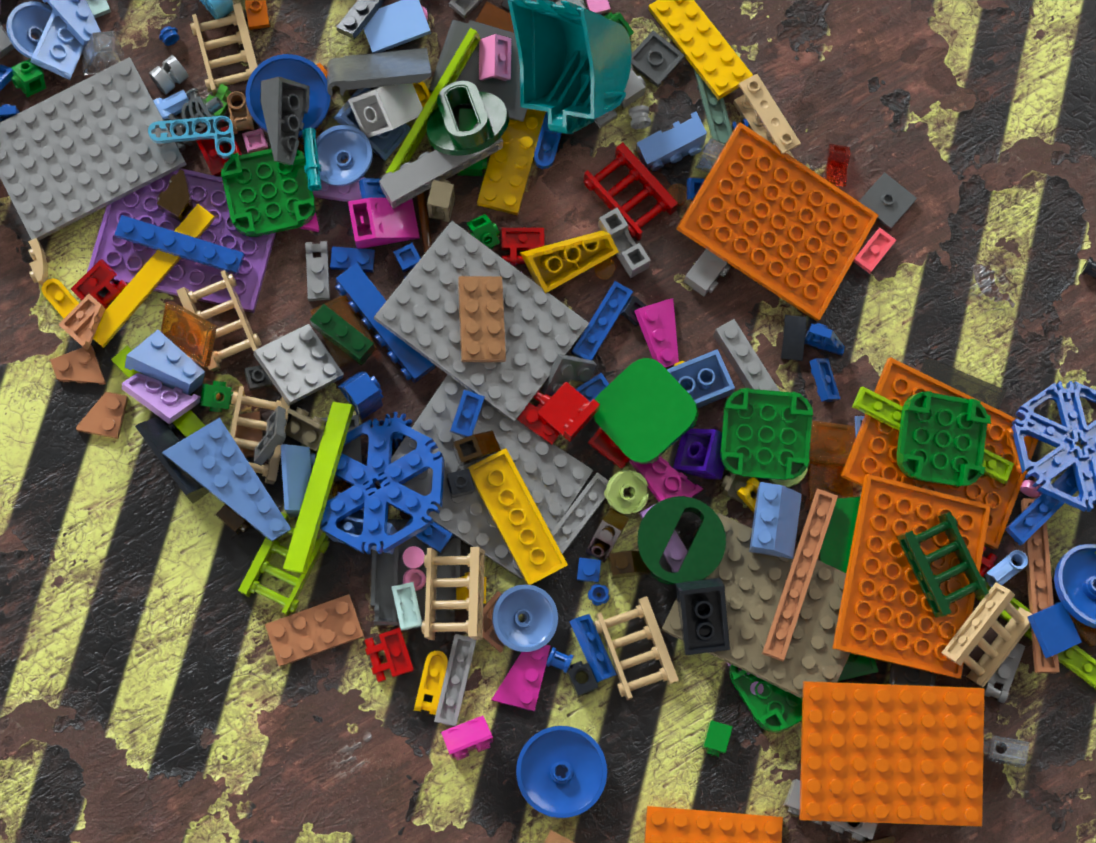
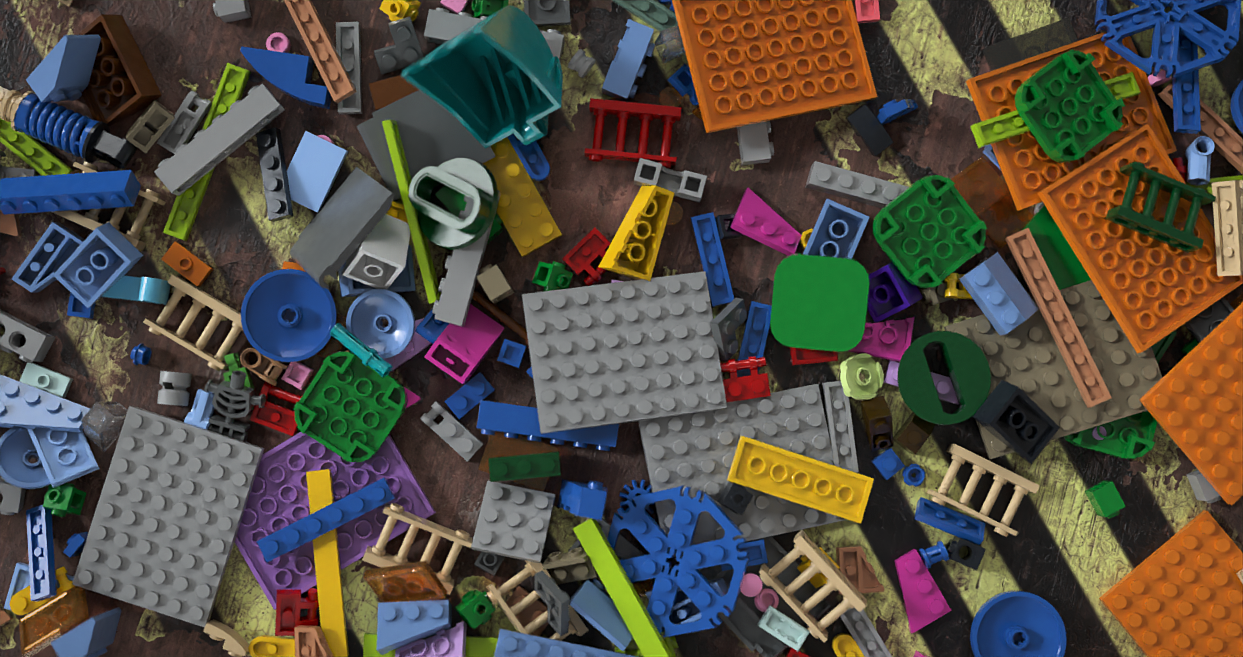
camera: 40 degrees left, 10 degrees up
(176, 199) = (285, 483): dark brown slope -> none
(191, 134) = (246, 423): medium azure beam -> none
(283, 108) = (300, 334): dark grey wedge -> none
(467, 414) = (687, 438): blue plate -> none
(475, 447) = (720, 458): dark brown slope -> none
(481, 319) = (625, 352): medium nougat plate -> none
(495, 58) = (424, 126): bright pink panel -> none
(539, 620) = (893, 550): medium blue dish -> none
(568, 411) = (762, 360): red bracket -> none
(824, 380) = (925, 141): blue plate -> none
(1009, 433) = (1108, 51): orange hinge -> none

